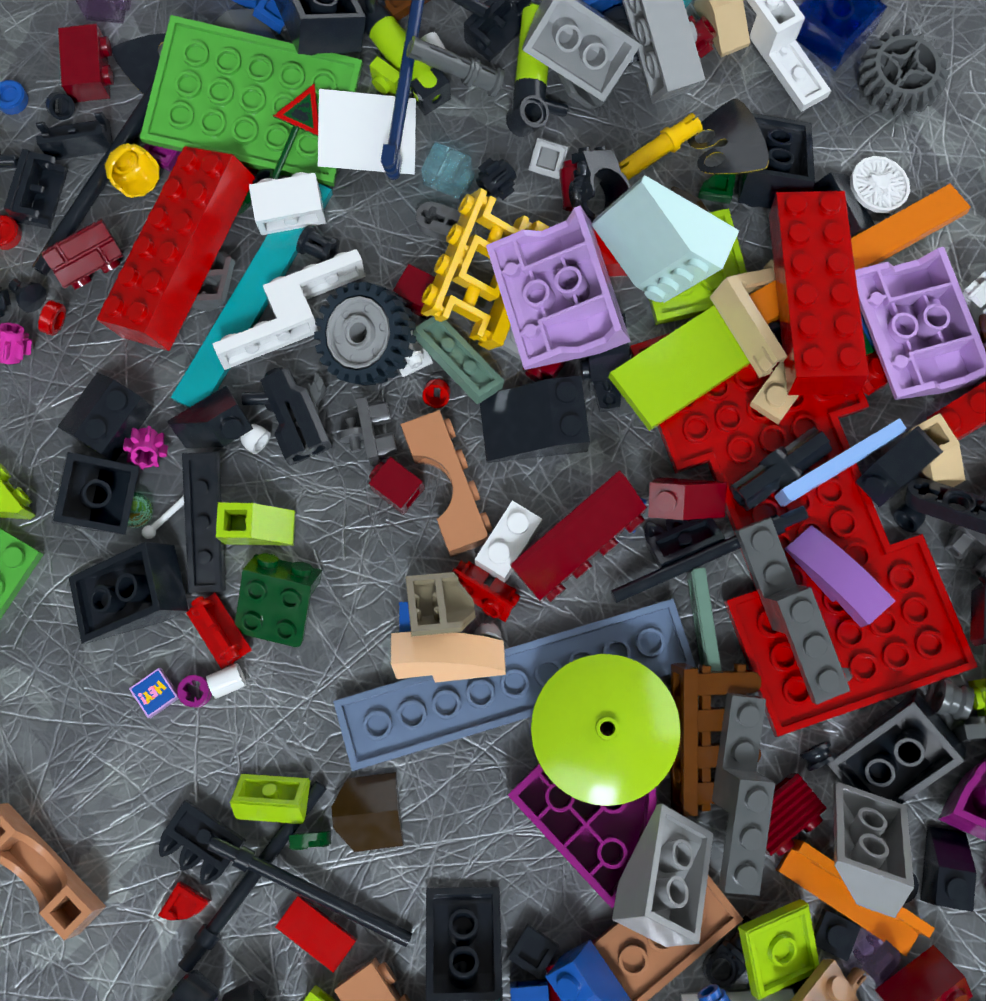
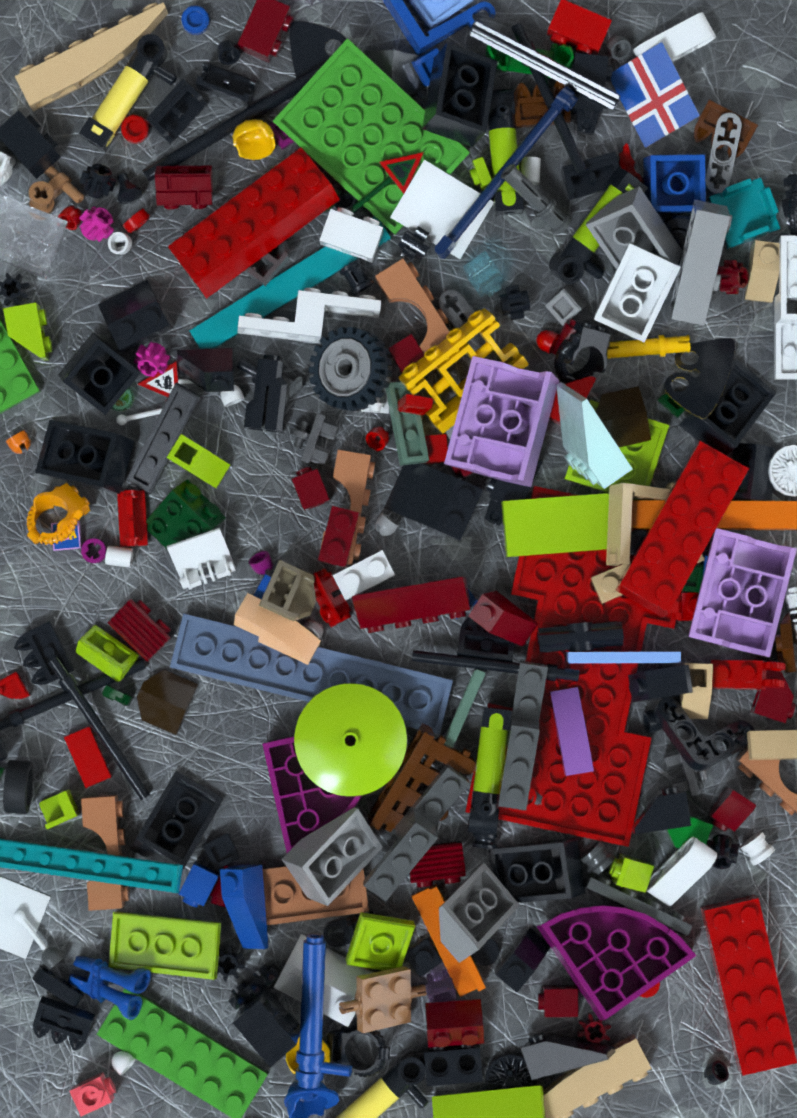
camera: 30 degrees right, 10 degrees up
(43, 620) = (18, 440): none -> orange hinge
(46, 345) = (119, 237): none -> white hinge
(109, 666) = (61, 496): none -> light orange piece
(171, 466) = (164, 382): none -> piece
(294, 748) = (140, 629): none -> dark red brick
(318, 626) = (201, 558): none -> white hinge
(359, 179) = (414, 244): none -> black gear
(370, 227) = (401, 285): none -> nougat arch
(387, 595) = (260, 562): none -> magenta hinge
(455, 330) = (415, 404): none -> red tile
(457, 510) = (339, 536): none -> dark red brick
(499, 477) = (386, 525): none -> light grey hinge
(507, 368) = (436, 448): none -> red tile
(551, 199) = (546, 340): none -> red hinge
(614, 92) = (636, 292): none -> white slope
(801, 721) = (489, 770): none -> piece

